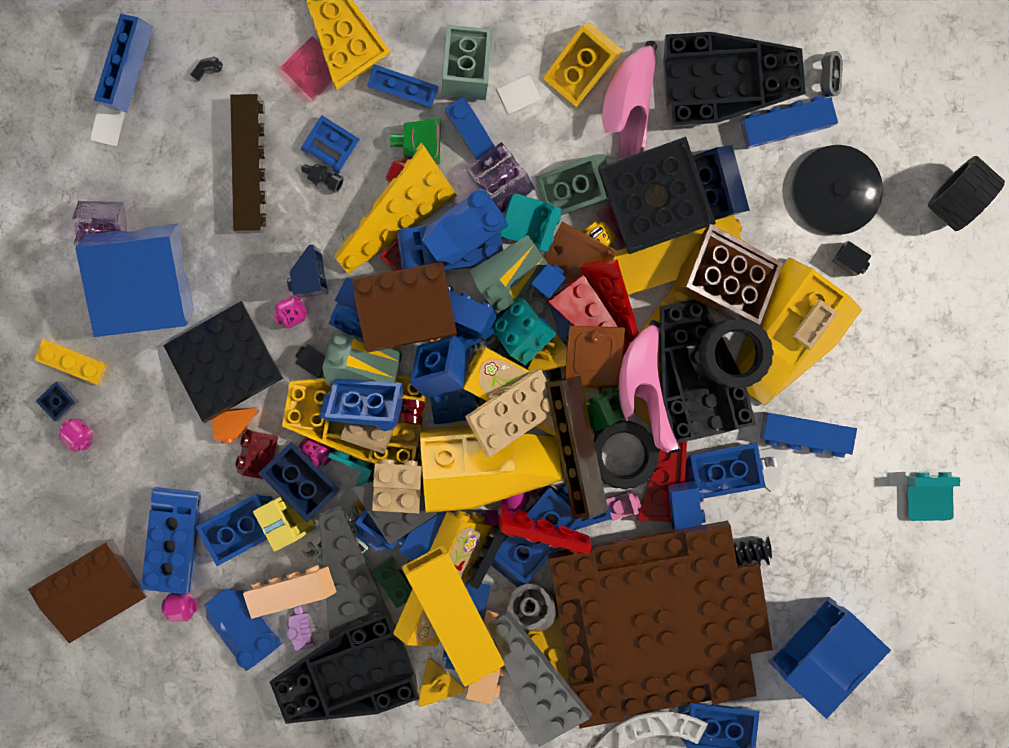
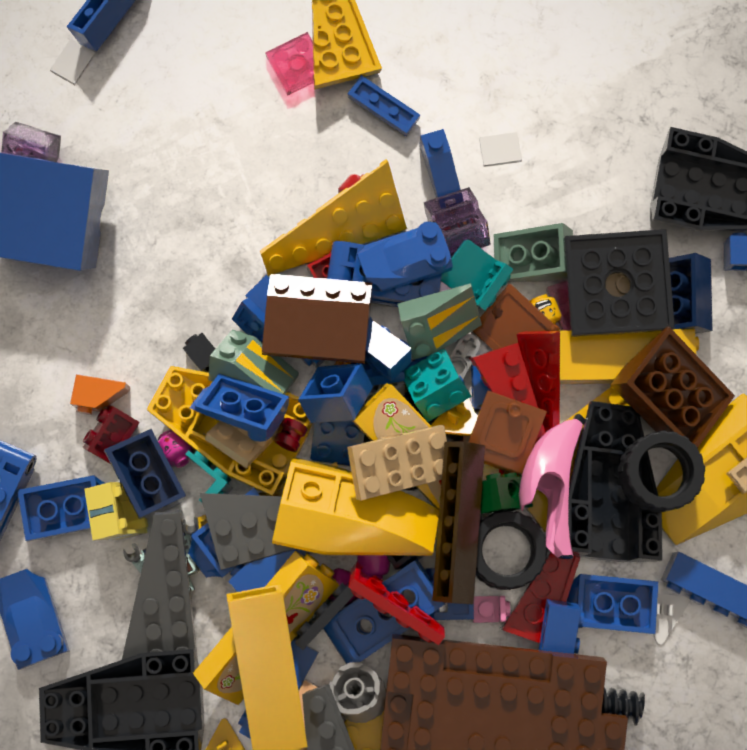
camera: 15 degrees right, 10 degrees down
(206, 64) = (189, 30): black arm -> none
(223, 362) = (107, 326): black plate -> none
(247, 163) = (200, 136): dark brown brick -> none
(289, 592) = (94, 592): light nougat brick -> none
(290, 312) = (195, 295): dark pink head -> none
(299, 629) = (93, 634): lavender piece -> none
(308, 274) = (226, 258): dark blue slope -> none
(318, 174) = (269, 167): black piece -> none
(333, 137) = (297, 135): blue plate -> none
(393, 581) = (212, 616): dark green brick -> none
(397, 487) = (249, 506): tan plate -> none
(423, 131) = (395, 152): green torso -> none
(466, 62) = (455, 100): sand green slope -> none
(548, 280) = (477, 339): blue slope -> none
(582, 63) = (575, 135): yellow slope -> none
(629, 100) = (617, 167): bright pink piece -> none

